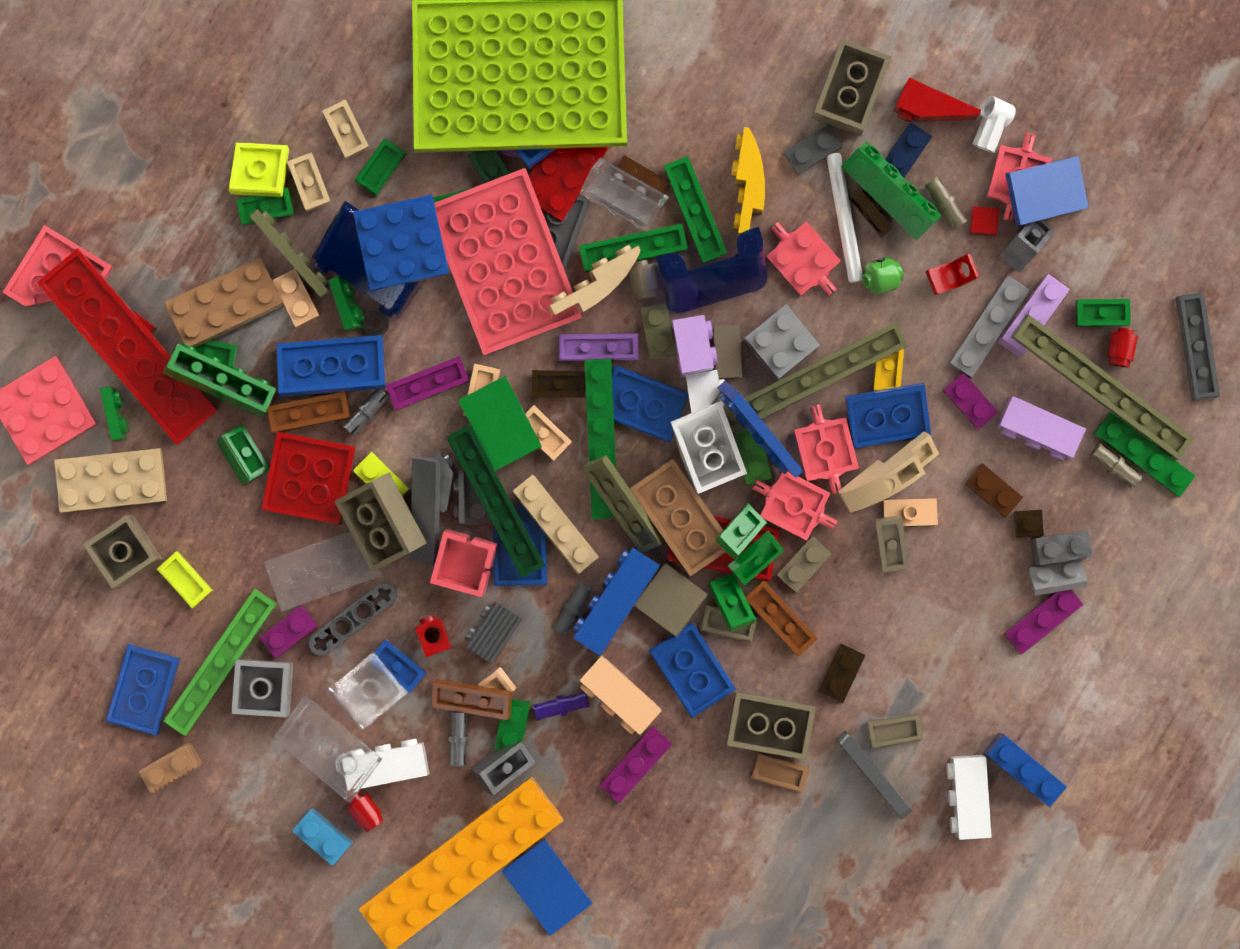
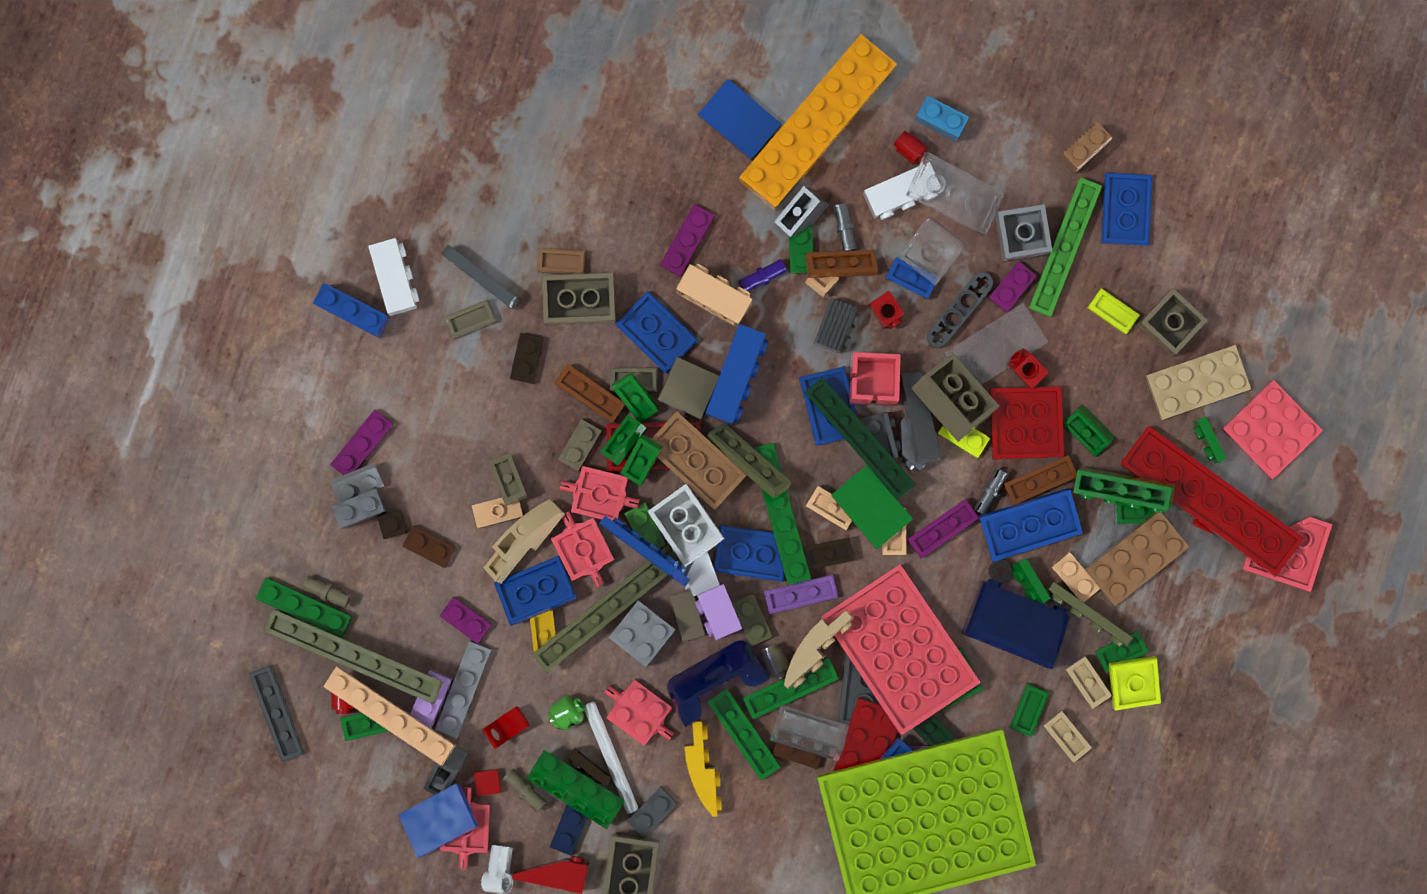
camera: 165 degrees right, 0 degrees up
(287, 530) = (1033, 374): none -> red brick
(401, 243) = (994, 642): blue plate -> none
(555, 524) = (804, 431): tan plate -> none
(572, 608) = (772, 361): dark grey pin -> none
(1040, 429) = (399, 608): lavender brick -> none
(1077, 313) = (389, 715): none -> light nougat plate

